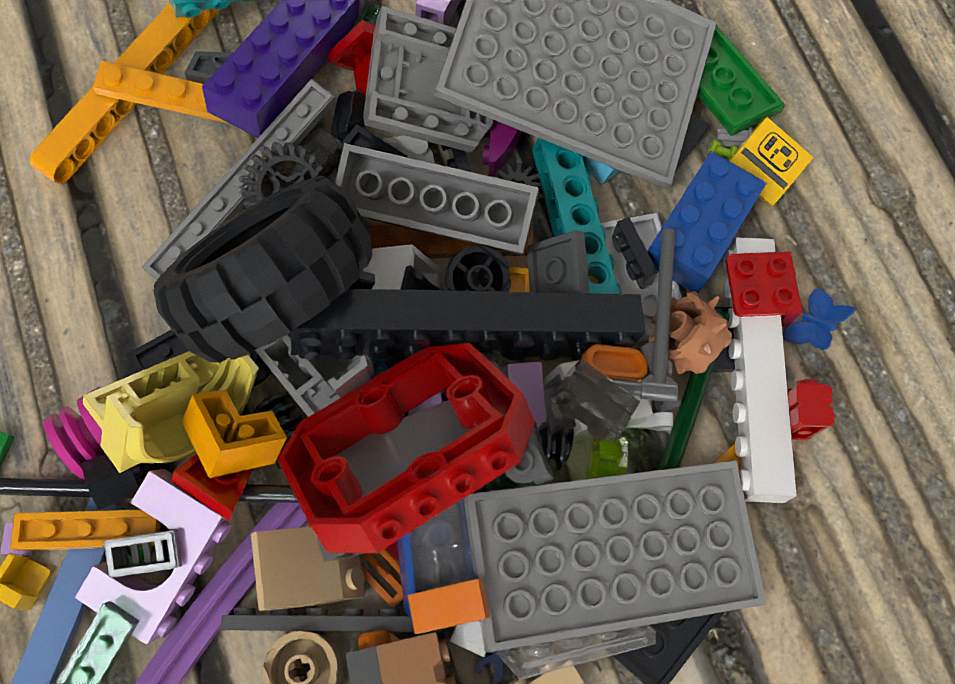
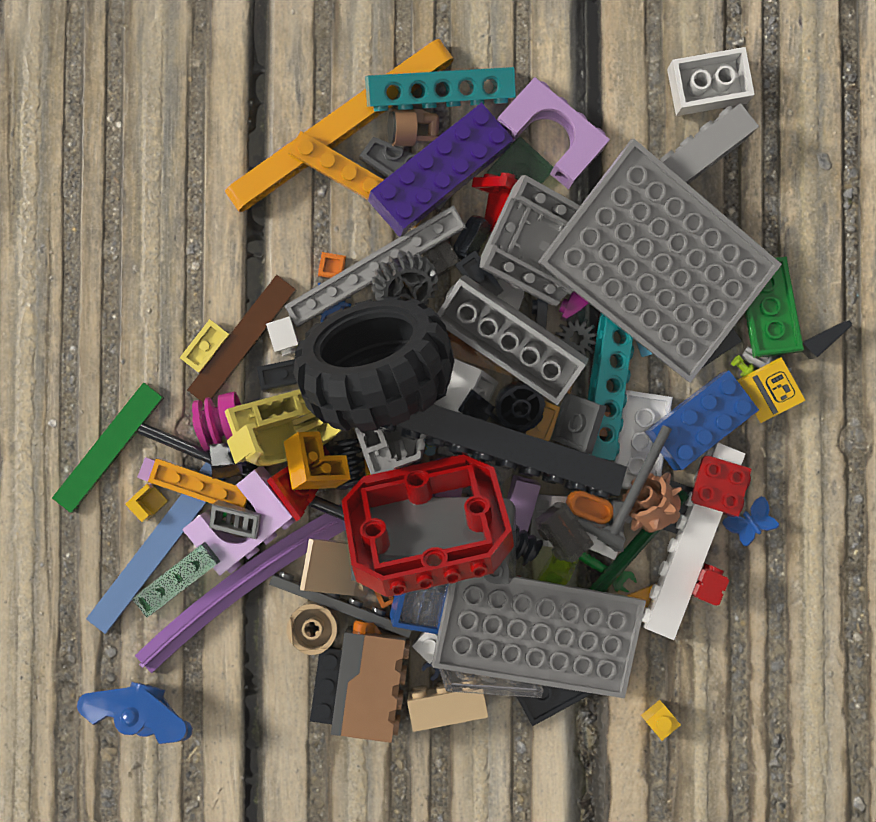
camera: 25 degrees right, 15 degrees up
(51, 351) = (204, 346): none -> light yellow plate
(99, 326) = (242, 339): none -> reddish brown tile
(142, 300) = (283, 336): none -> white brick
(185, 203) = (331, 265): none -> orange tile
(226, 24) = (403, 126): none -> medium nougat piece
(449, 606) = (418, 630): orange tile -> none
(639, 264) = (638, 416): black plate -> none
(658, 446) = (601, 567): none -> green piece
(798, 93) = (819, 343): none -> black slope
(826, 617) = (660, 720): none -> yellow brick

